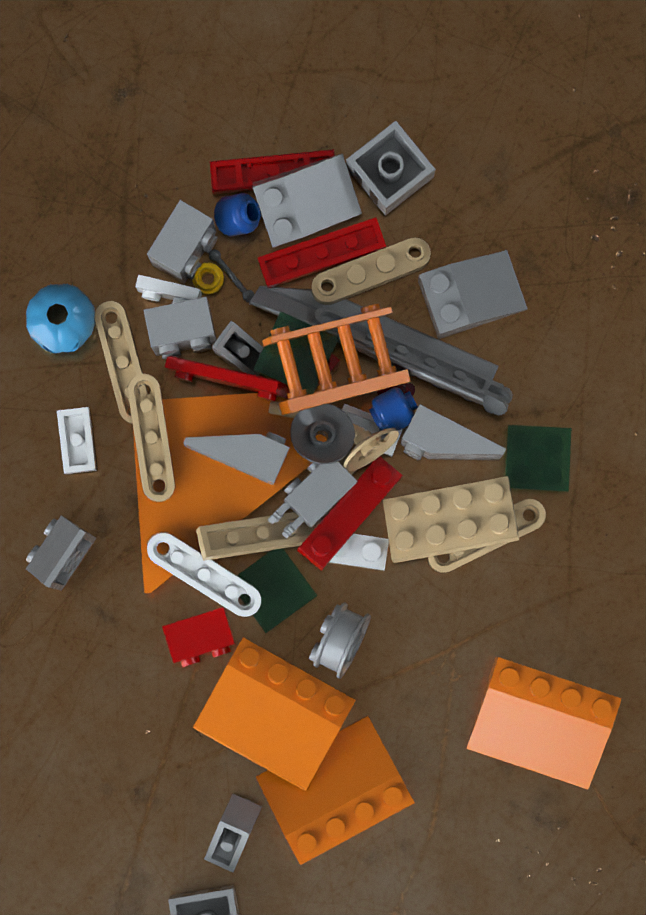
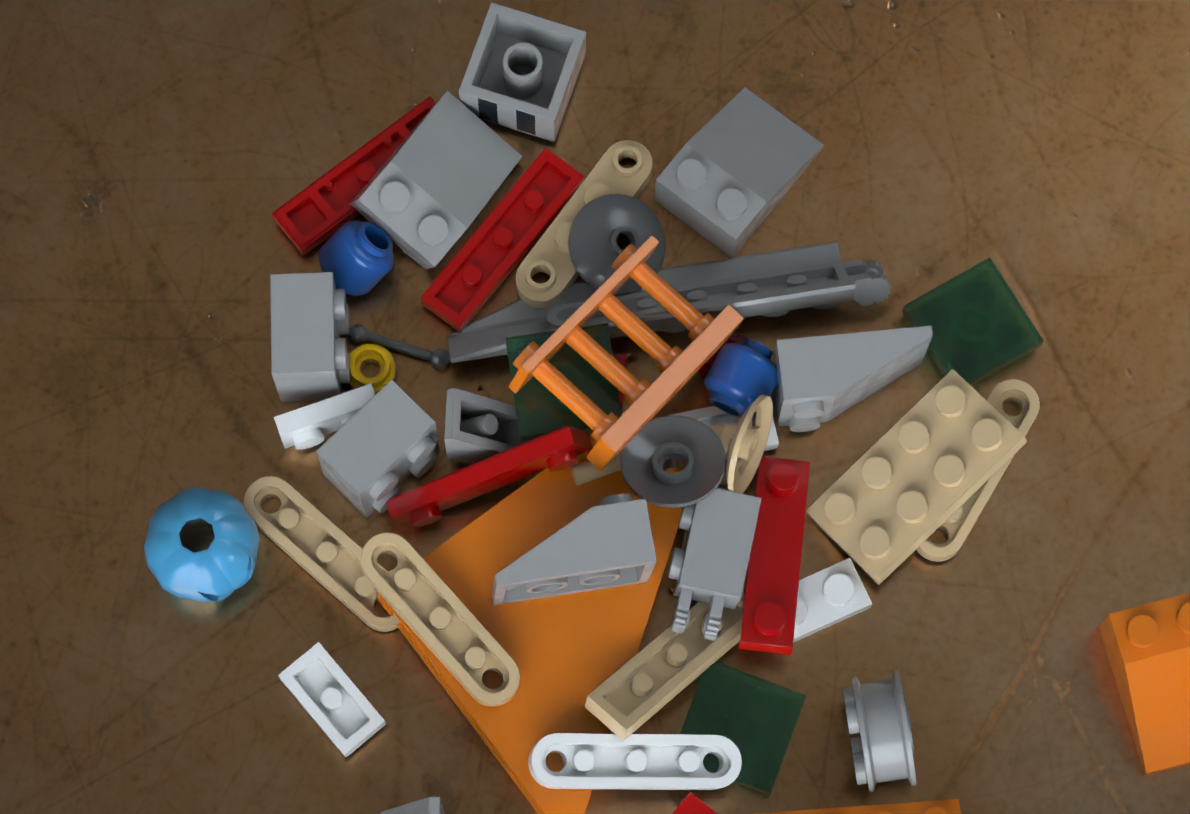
camera: 40 degrees left, 10 degrees down
(377, 278) = (595, 233): none -> dark grey dish

